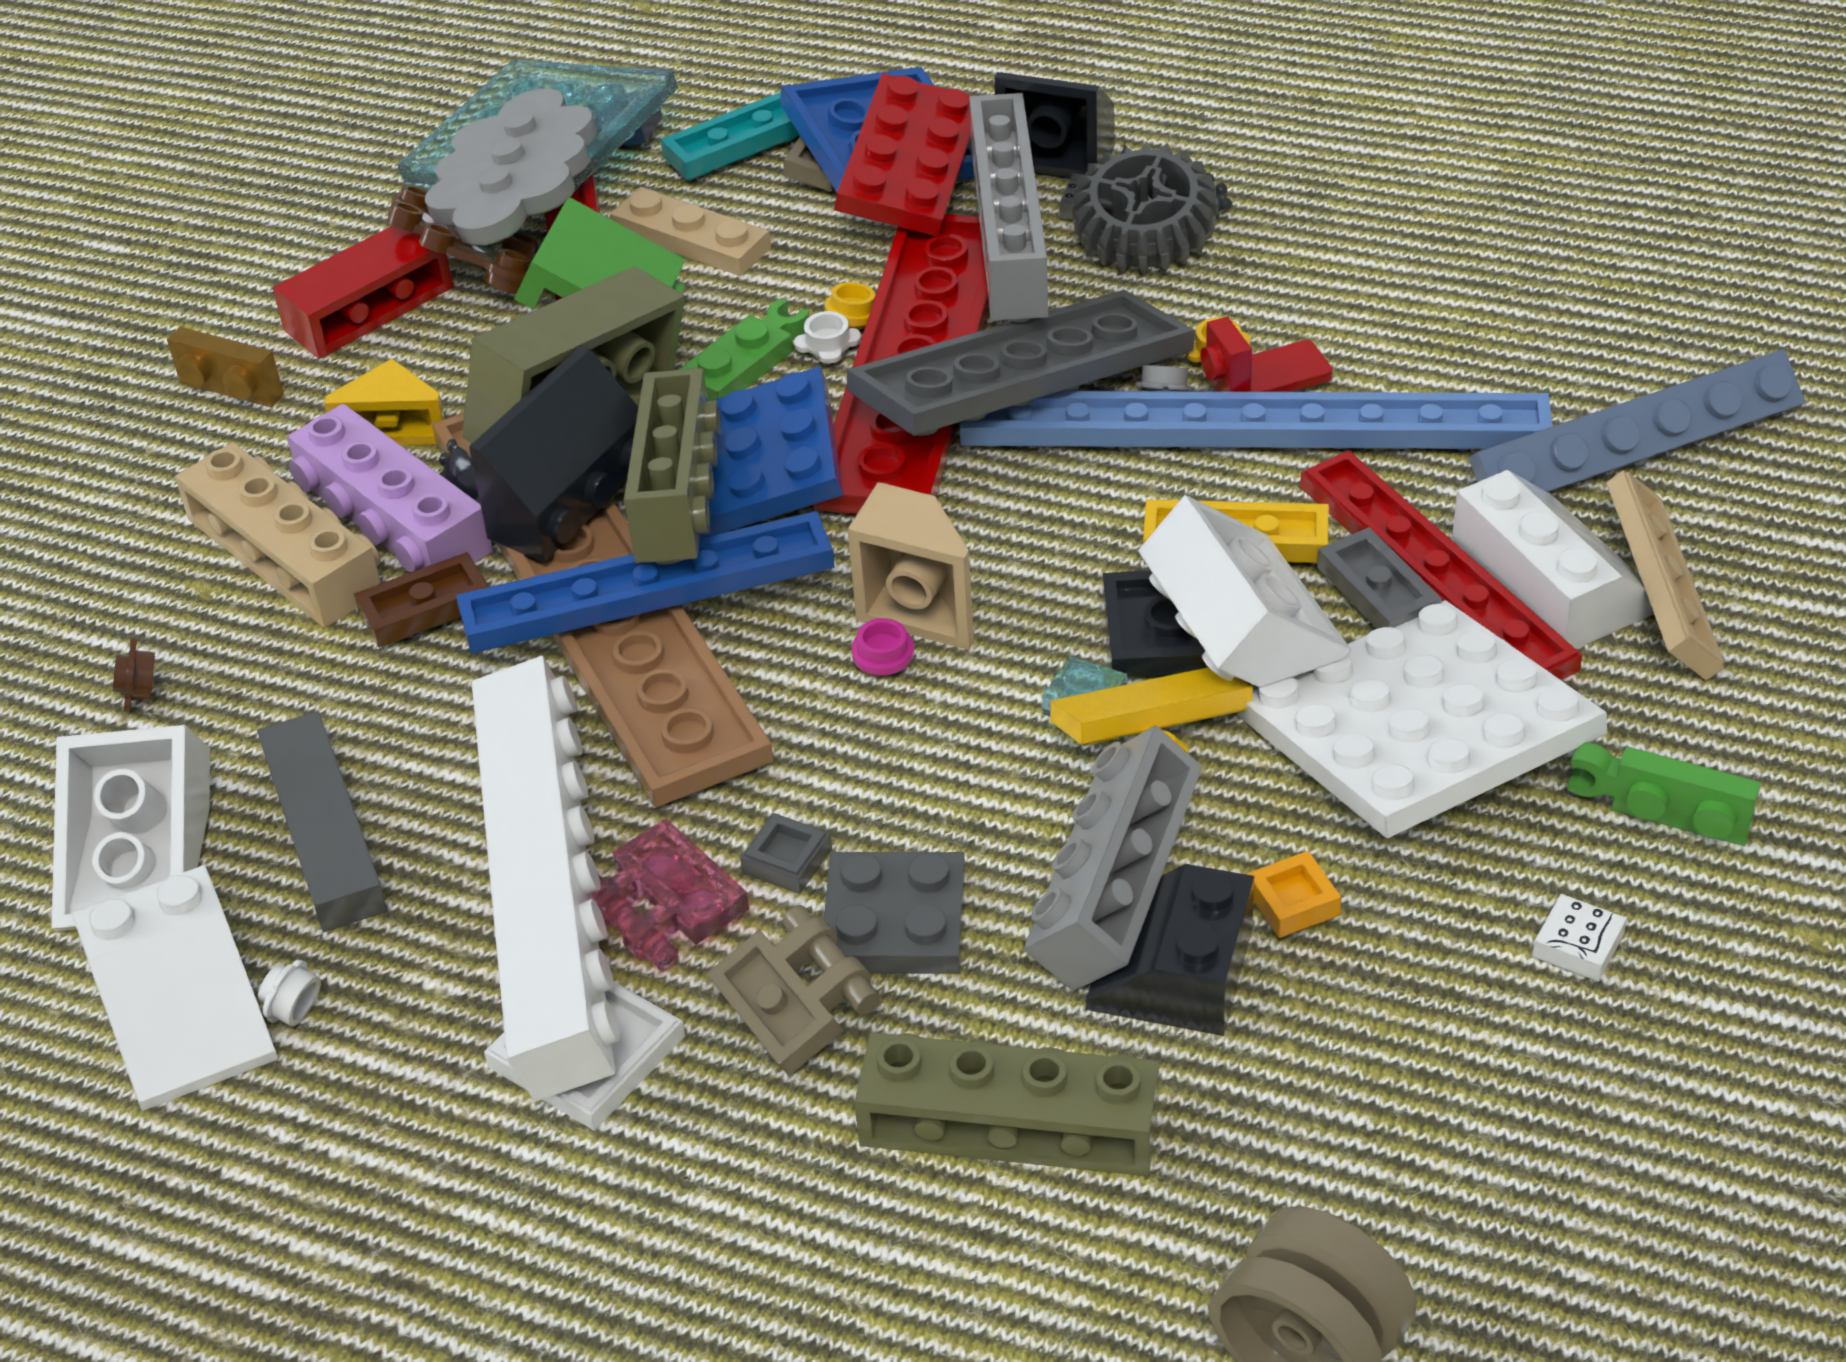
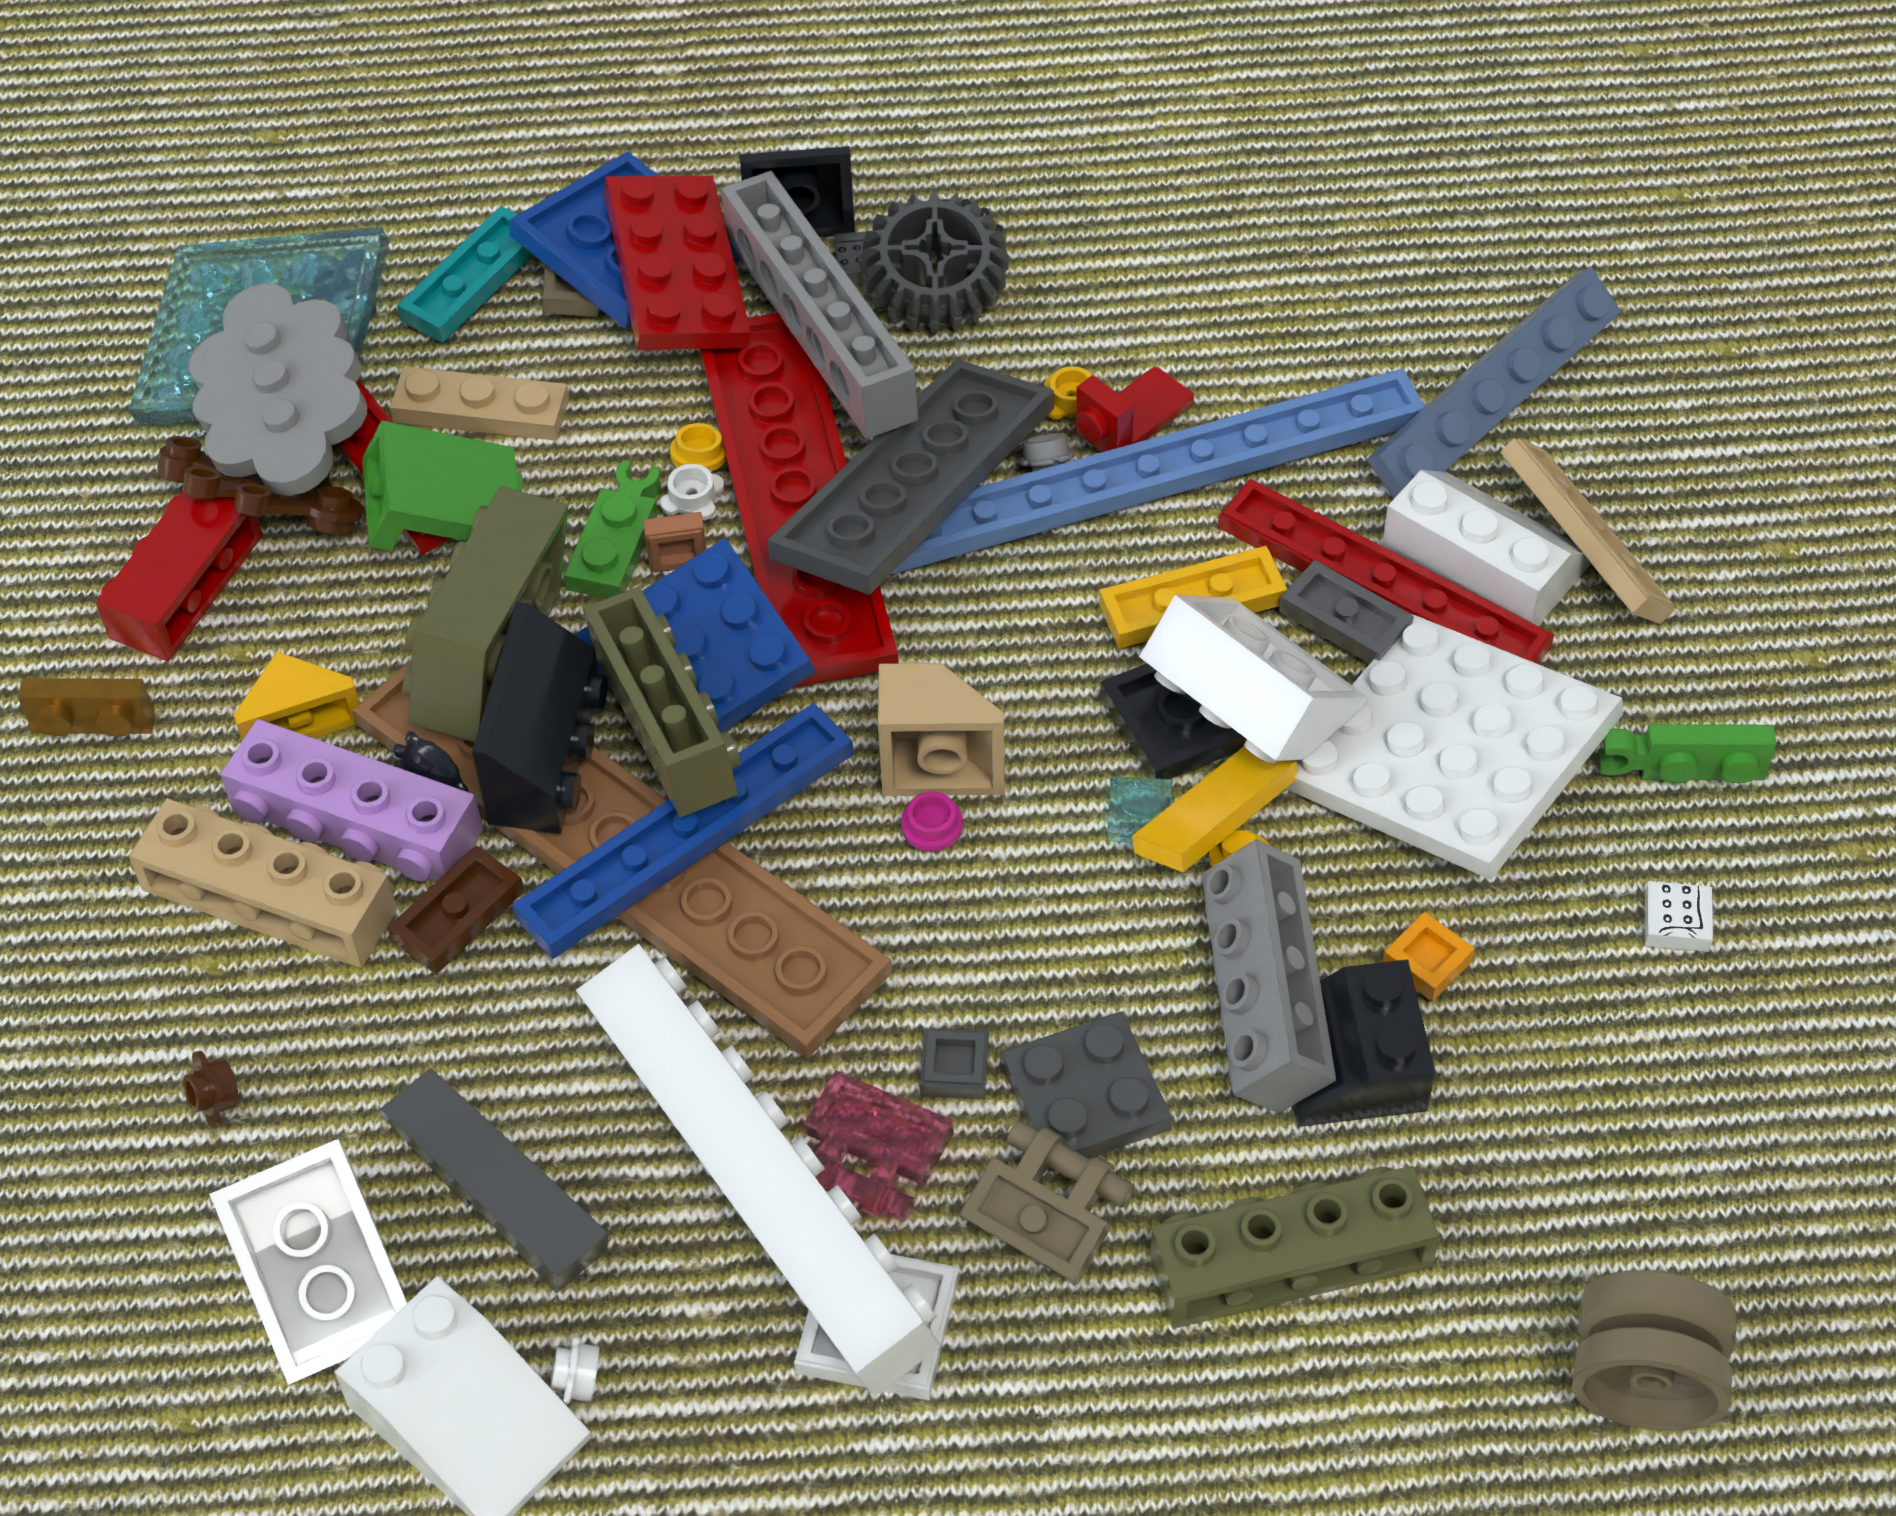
camera: 25 degrees left, 10 degrees up
(781, 357) = (674, 540): none -> nougat tile

